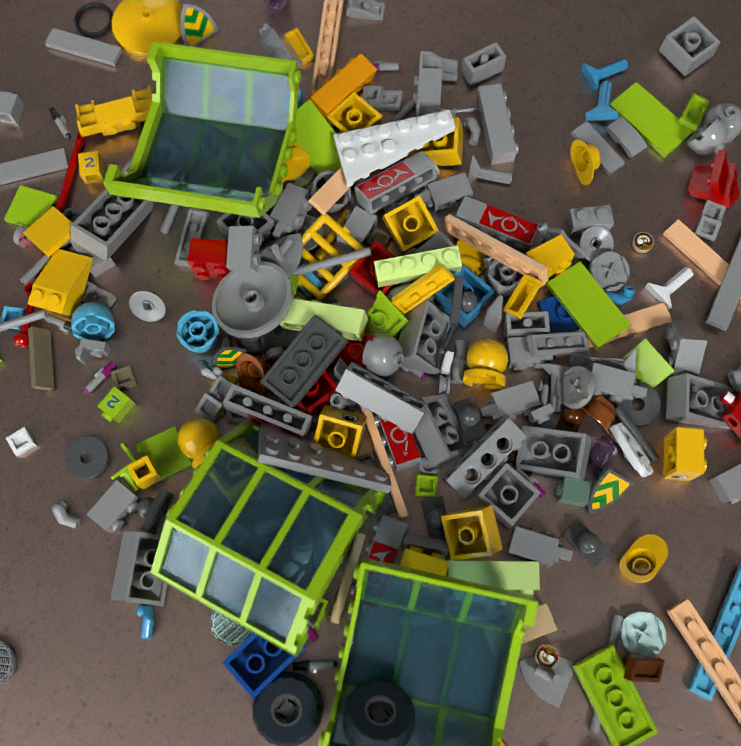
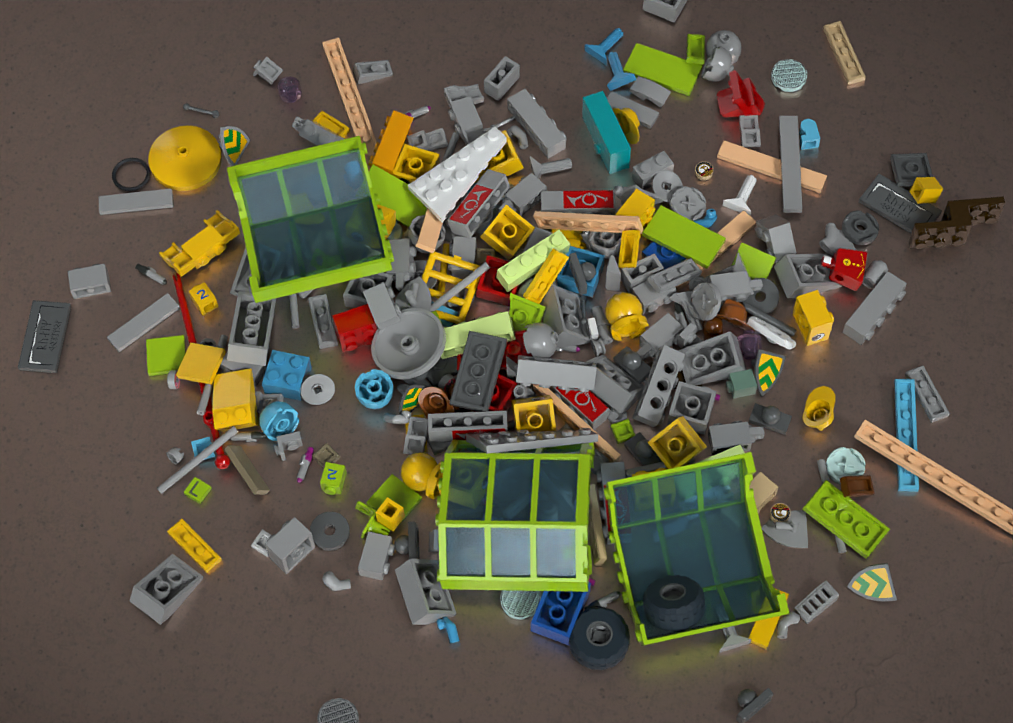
camera: 25 degrees left, 10 degrees down
(34, 458) = (290, 545): none -> light grey brick
(126, 276) = (286, 374): none -> dark azure brick
(560, 161) = (606, 132): none -> teal brick

